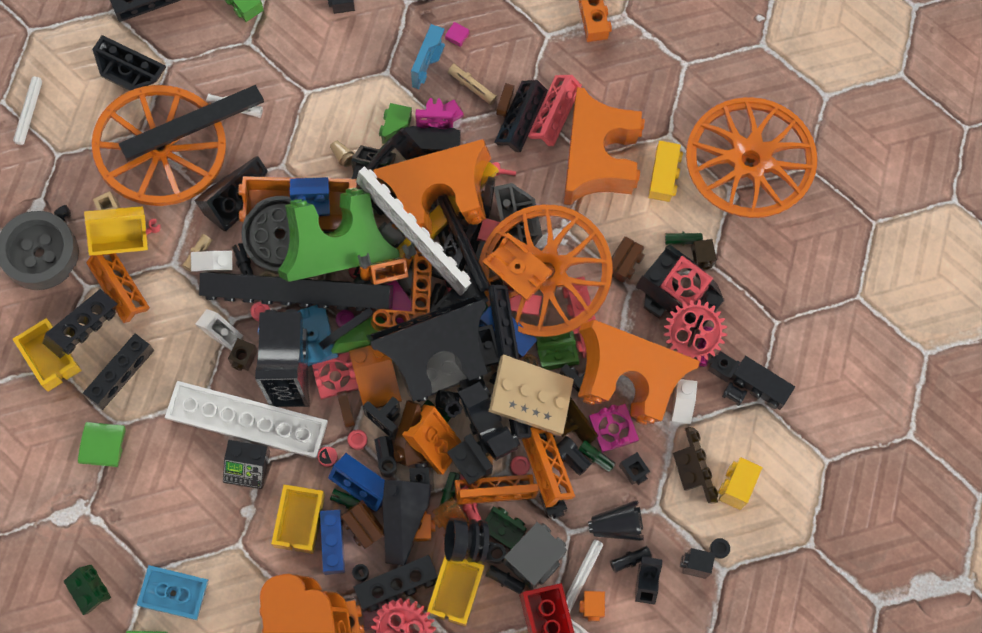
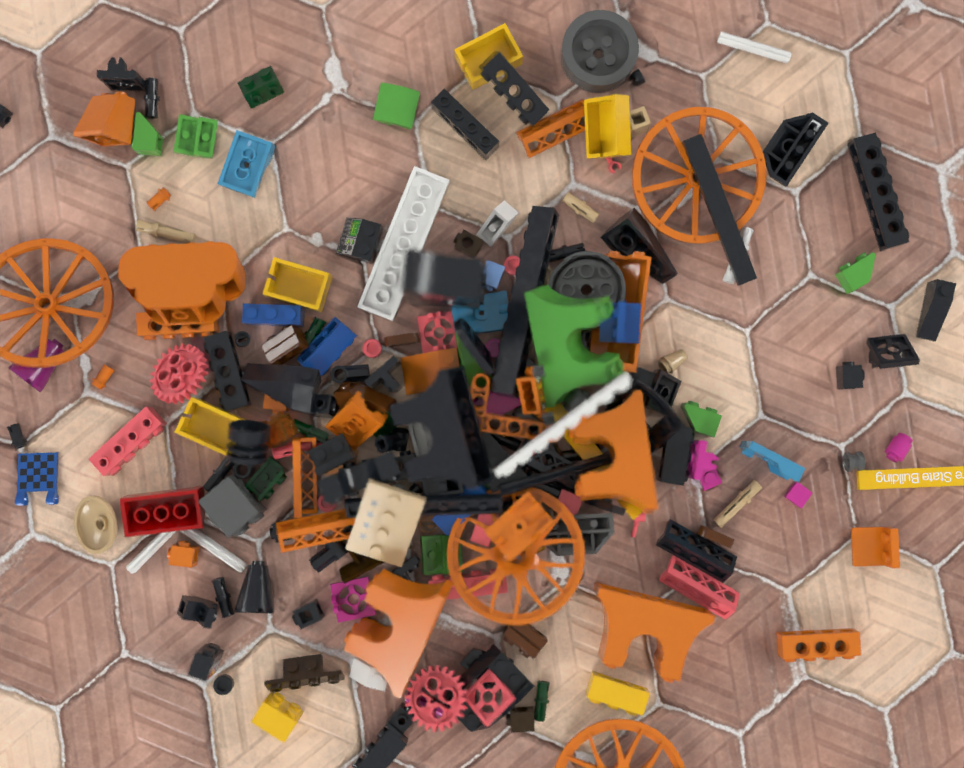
camera: 100 degrees right, 15 degrees up
(211, 261) = (567, 220): white slope -> none
(327, 456) = (358, 318): coral tile -> none
(596, 456) = (326, 578): dark green axle -> none
(734, 394) = (371, 725): black bush -> none

